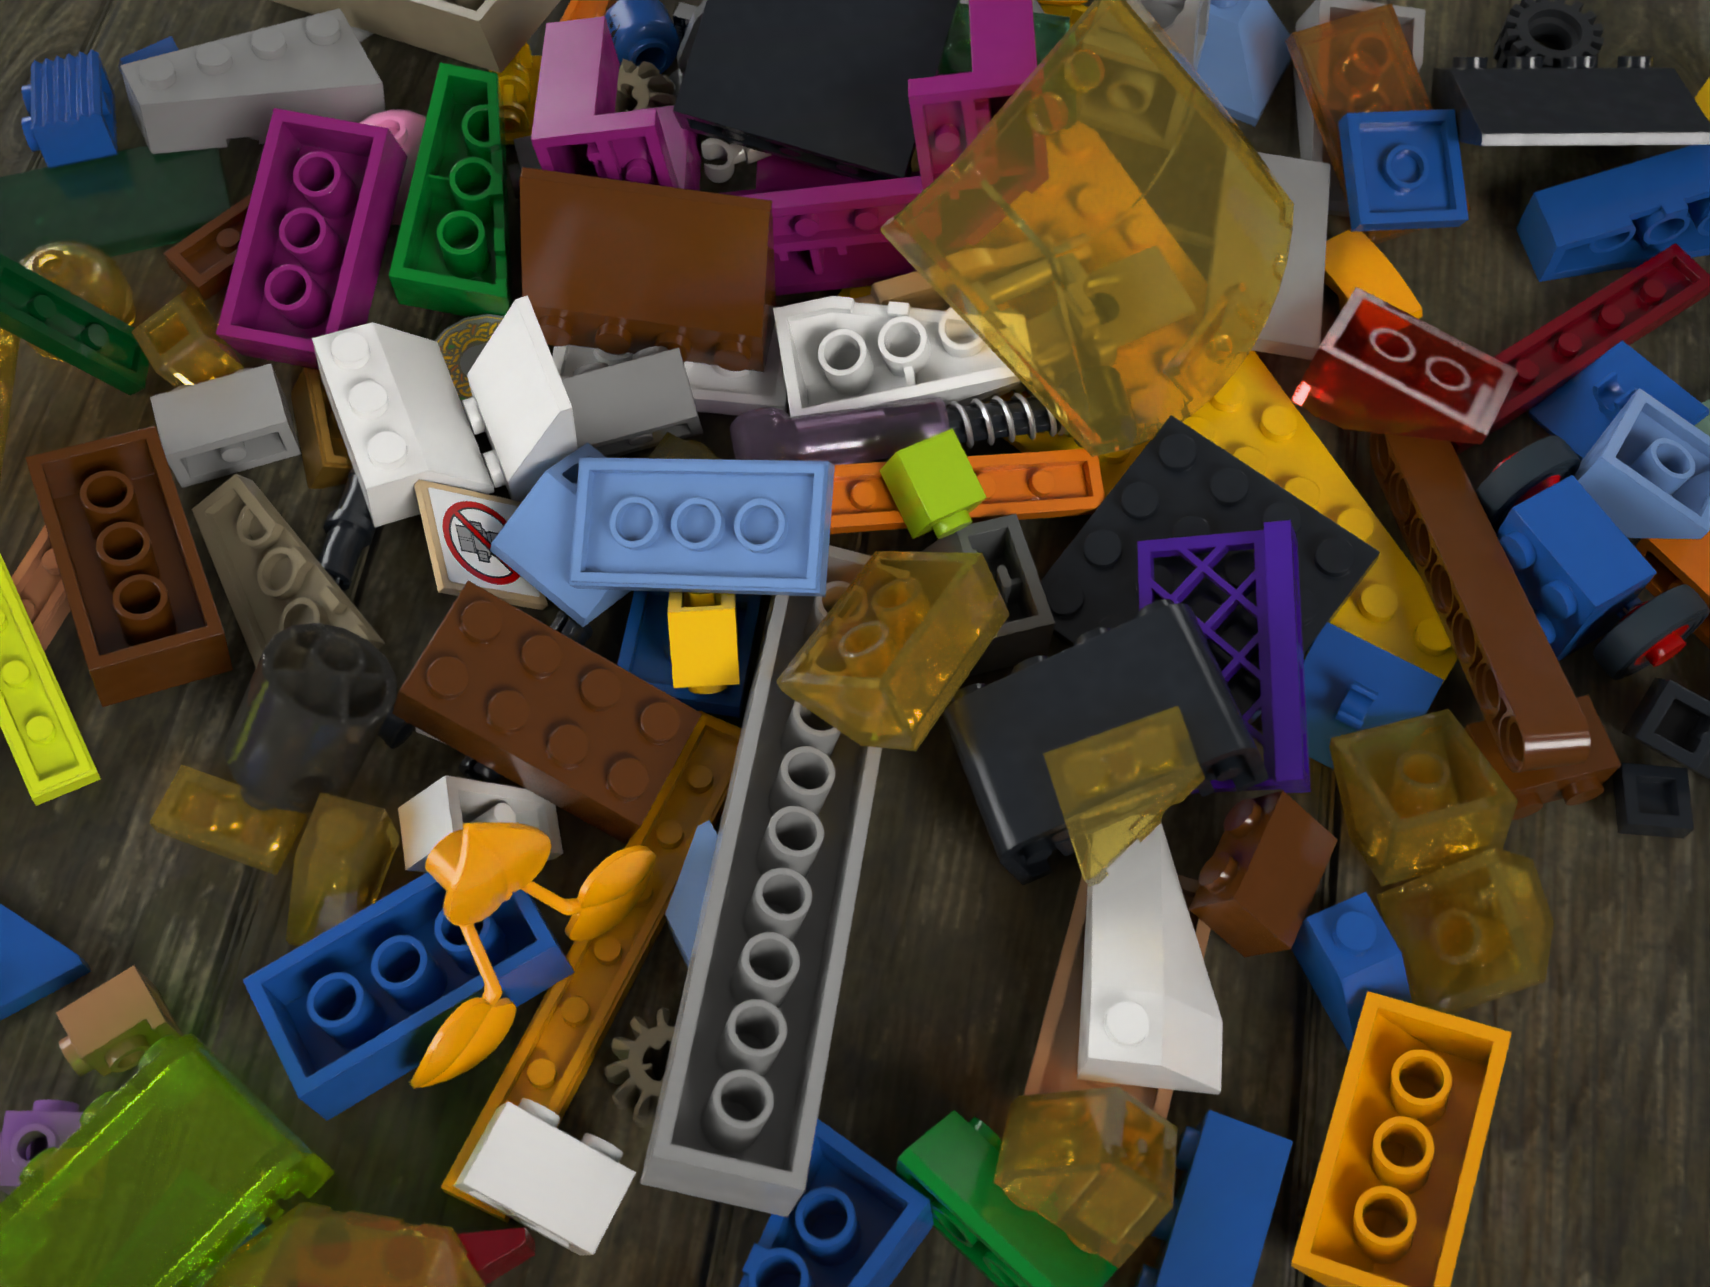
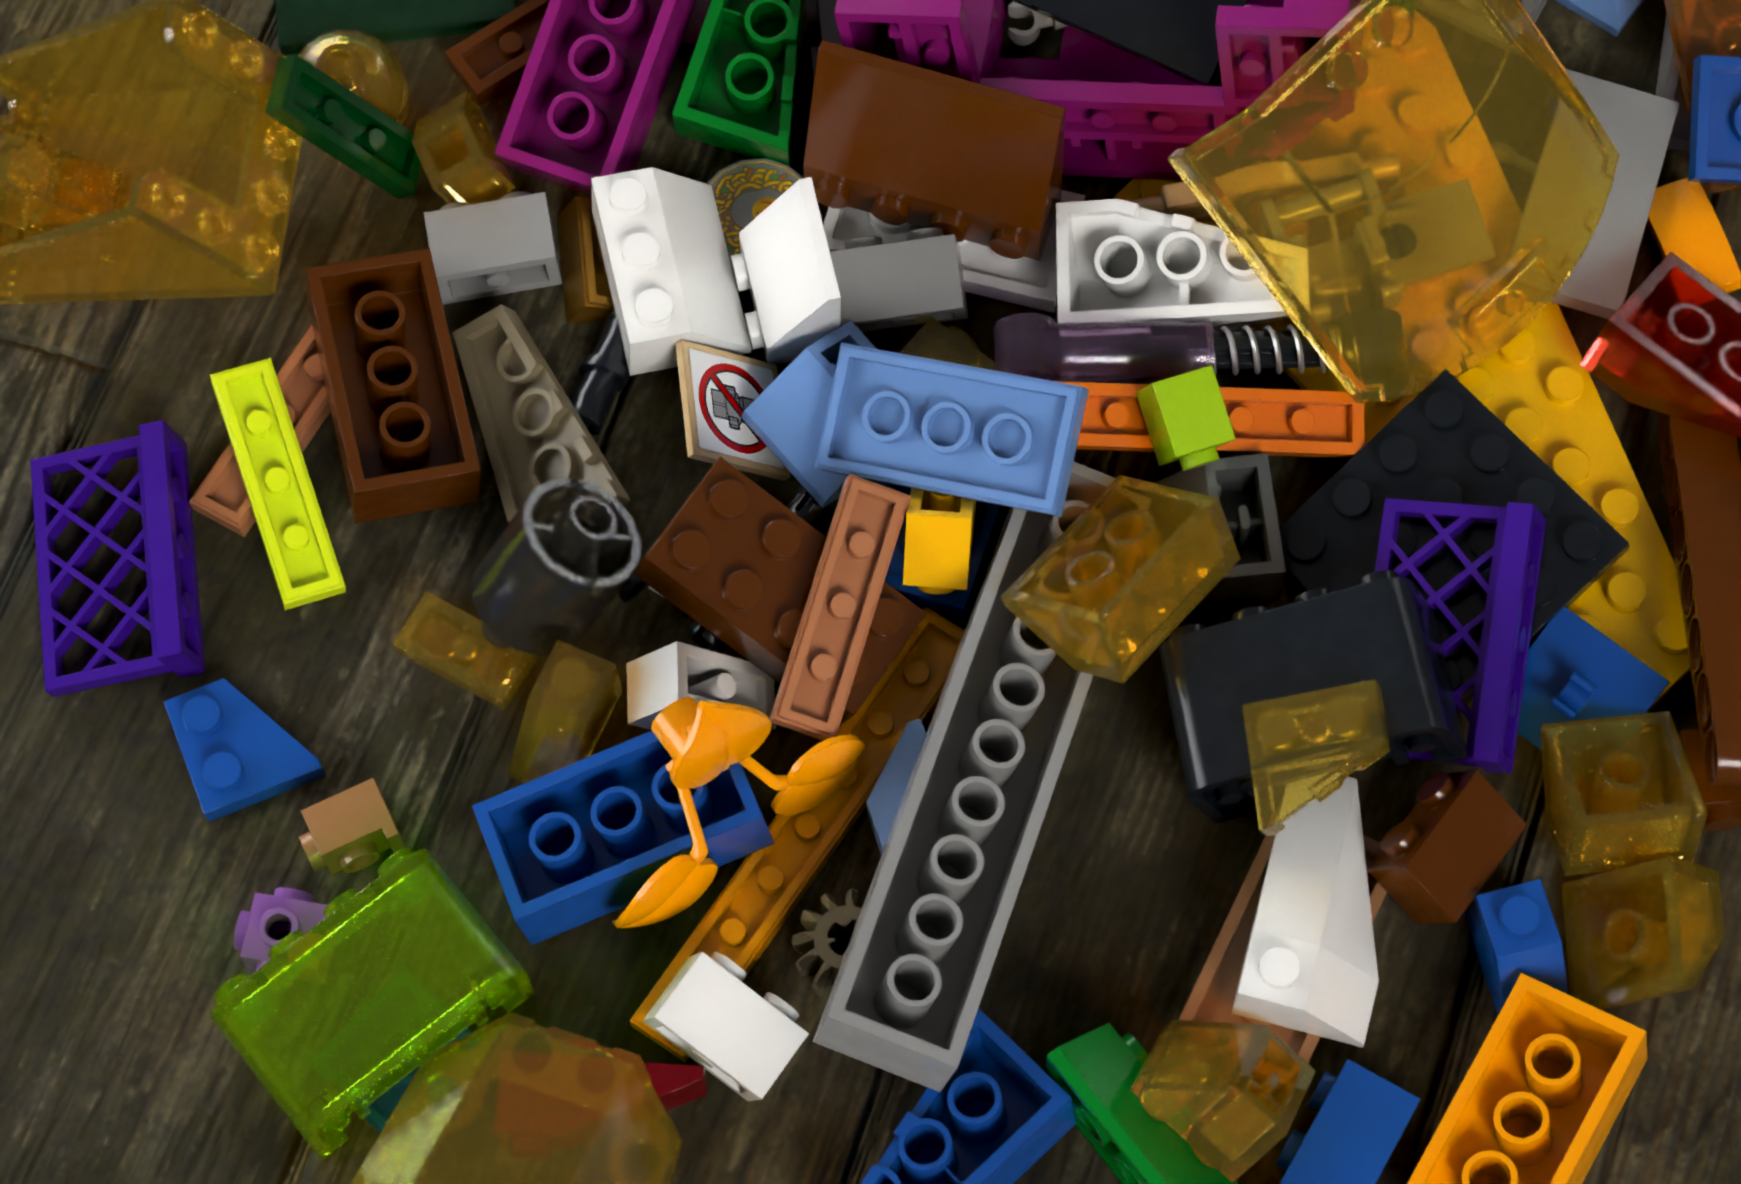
camera: 15 degrees right, 5 degrees up
(611, 720) = (839, 608): none -> nougat tile

